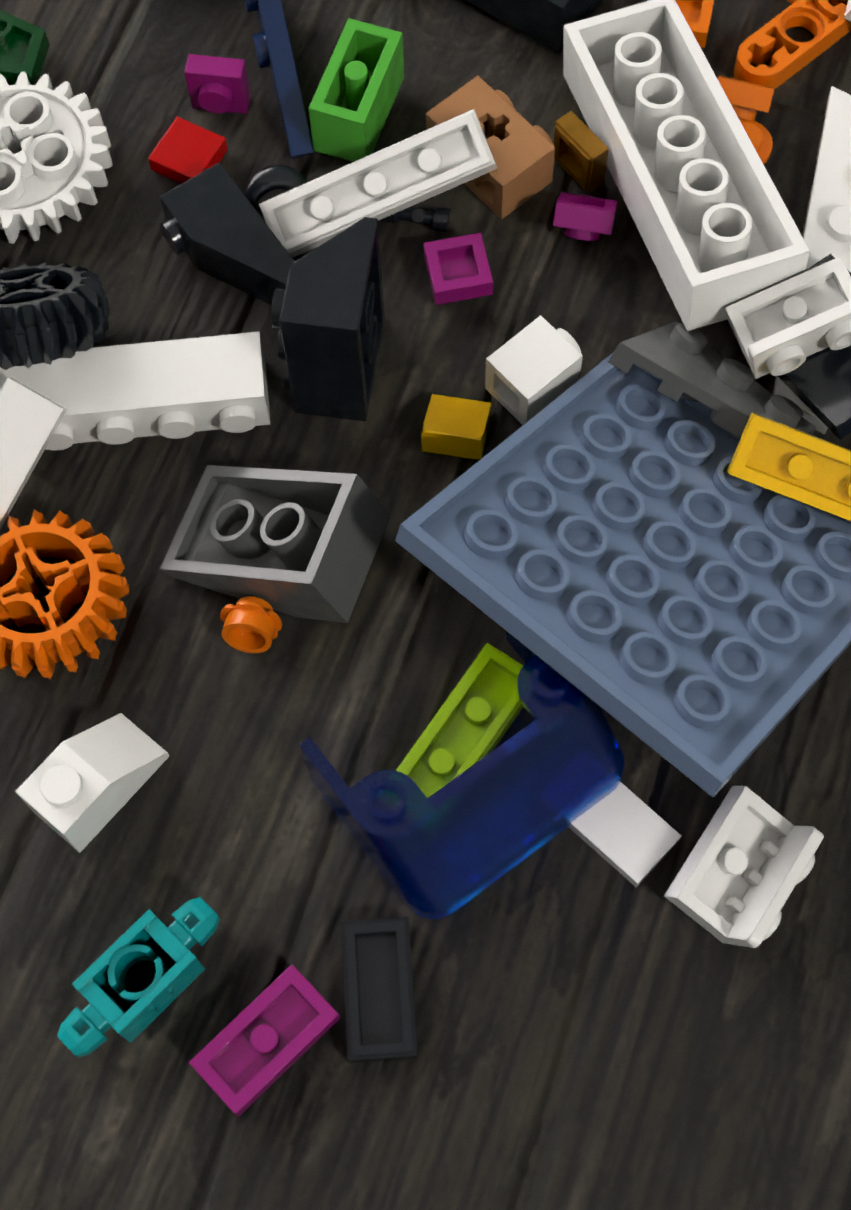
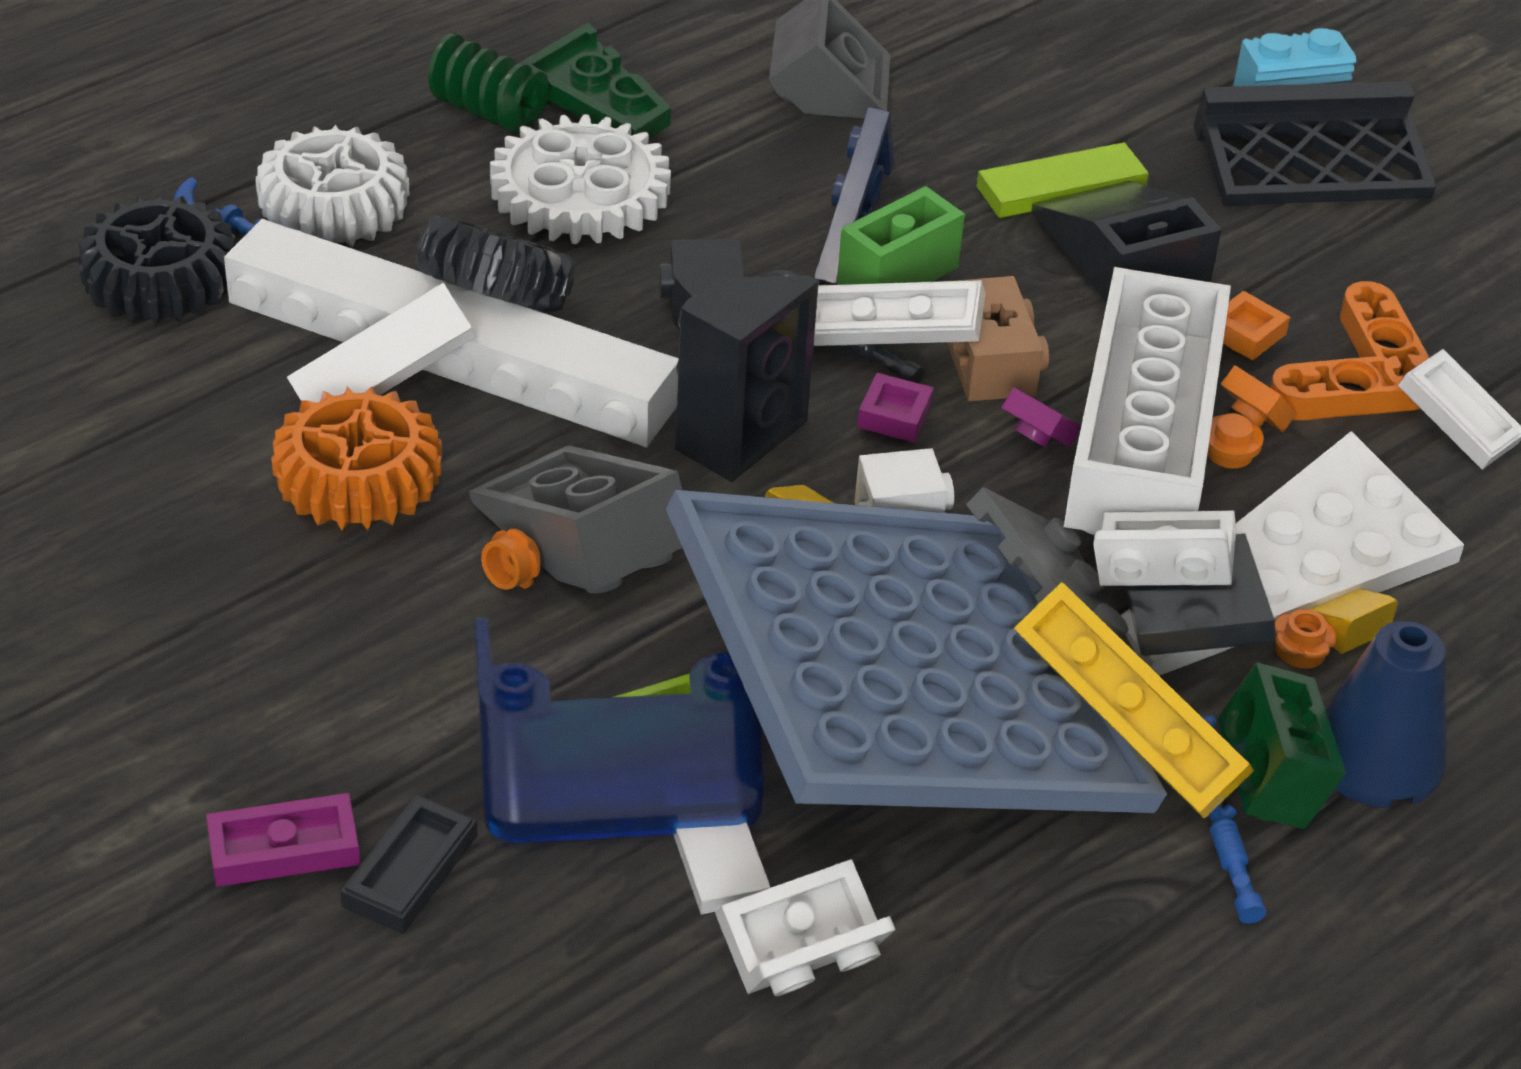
camera: 25 degrees right, 25 degrees down
(85, 1028) = (216, 741): teal piece -> none
(91, 778) = (289, 594): white slope -> none
(186, 151) = (730, 226): red tile -> none
(217, 84) = (787, 200): magenta plate -> none
(580, 152) = (1070, 374): pearl gold tile -> none

